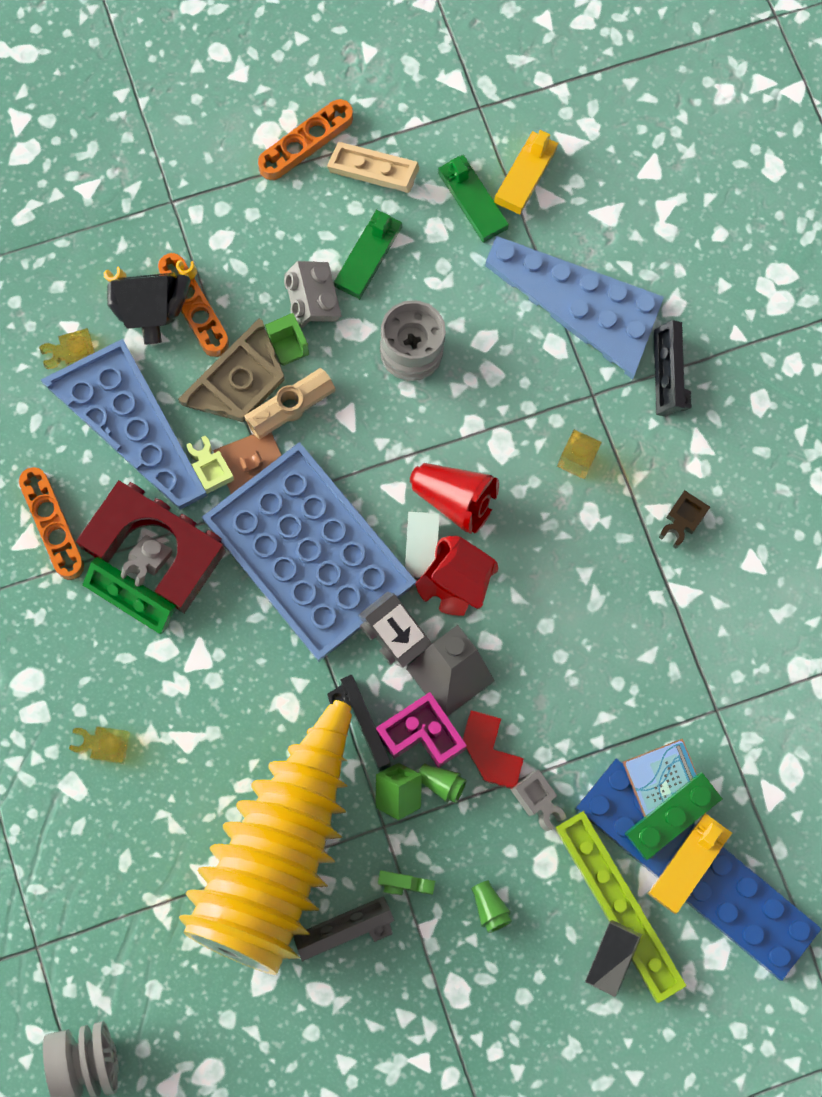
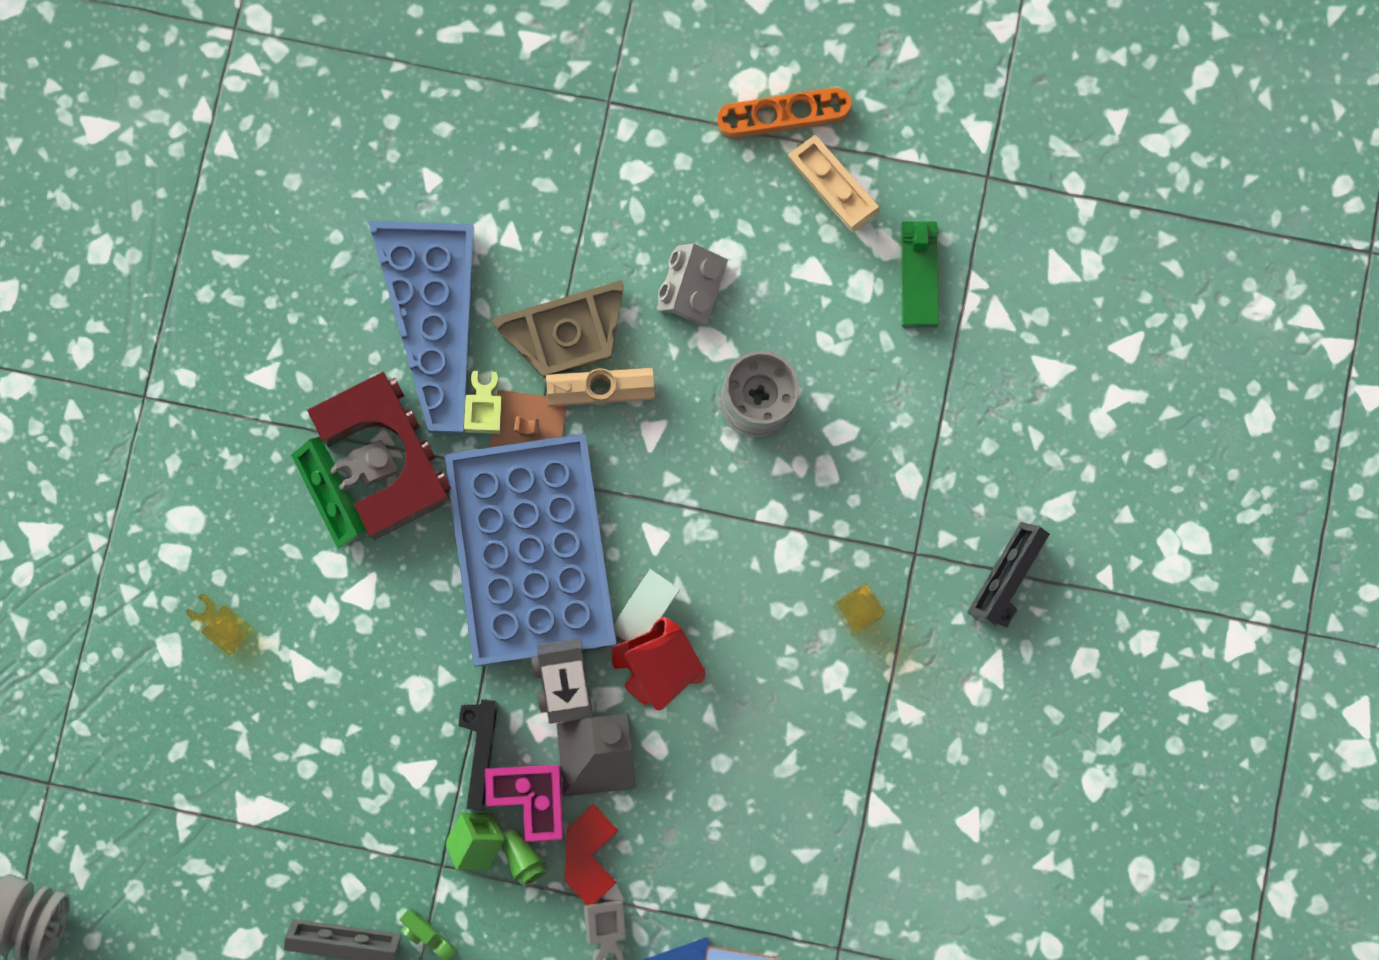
camera: 35 degrees right, 5 degrees up
(53, 522) = (302, 374): orange beam -> none
(72, 348) = (420, 206): clear yellow plate -> none
(148, 299) = (520, 198): black torso -> none
(197, 303) = (562, 226): orange beam -> none
(274, 853) = (318, 832): yellow cone -> none
(287, 339) = (637, 318): bright green panel -> none
(368, 254) = (774, 273): green hinge -> none
(456, 493) = (709, 579): red cone -> none
(526, 172) = (990, 278): yellow hinge -> none
(590, 305) = (973, 462): medium blue wing -> none
(685, 515) = (930, 735): dark brown plate -> none

